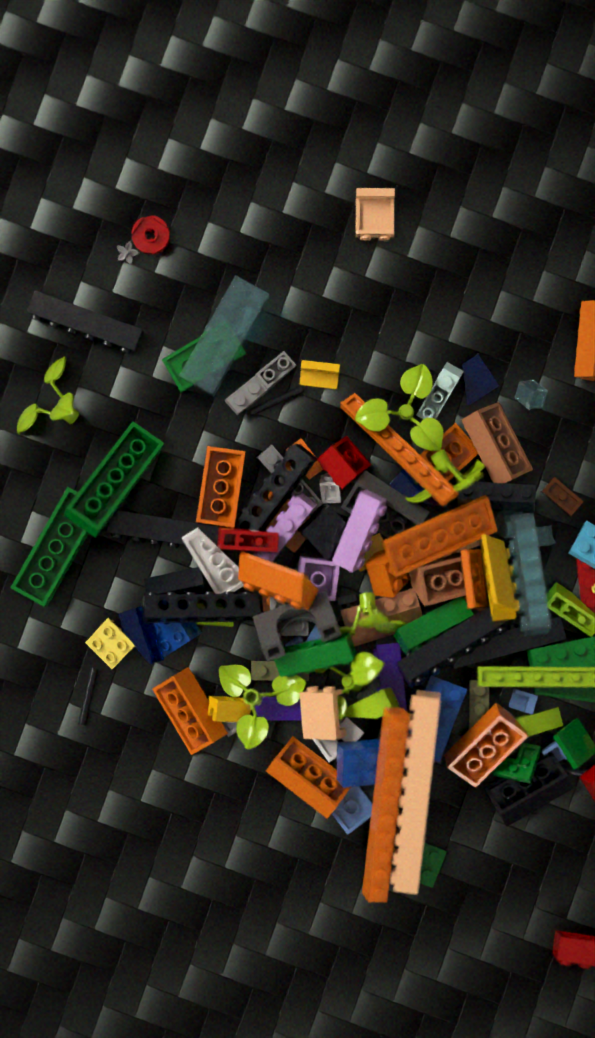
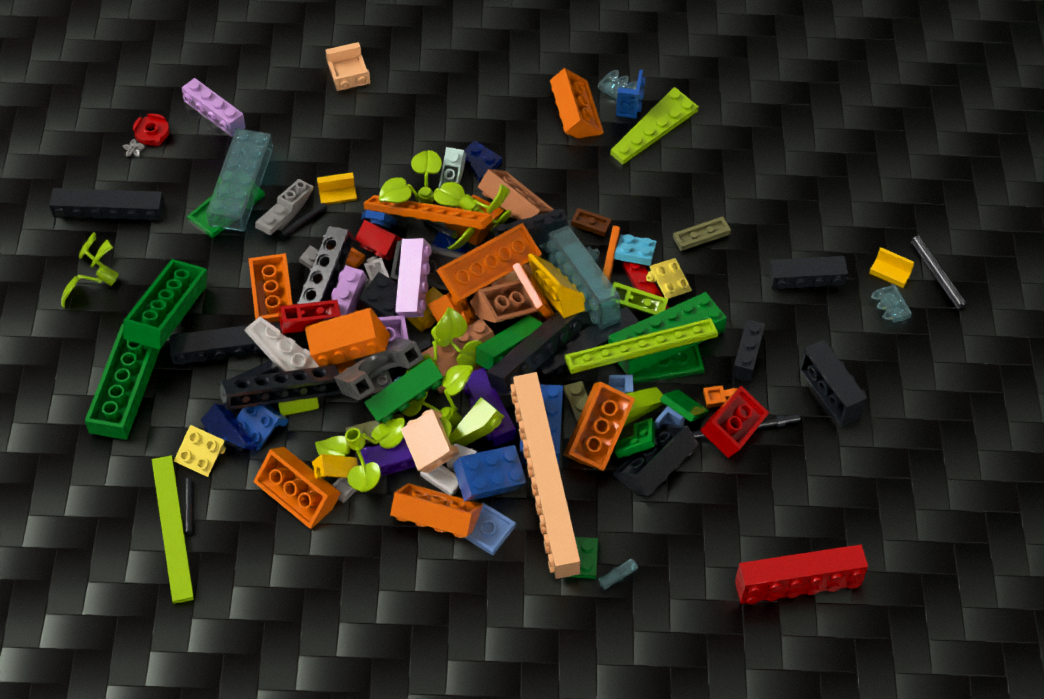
camera: 25 degrees left, 30 degrees down
(68, 715) = (172, 530): none -> lime tile
(220, 228) = (213, 107): none -> lavender brick
(346, 438) = (379, 218): none -> blue wing
(385, 804) = (520, 499): orange brick -> none
(452, 893) = (617, 574): none -> clear light blue axle
(531, 394) = (533, 156): clear light blue panel -> none
(564, 550) = (608, 267): none -> orange tile

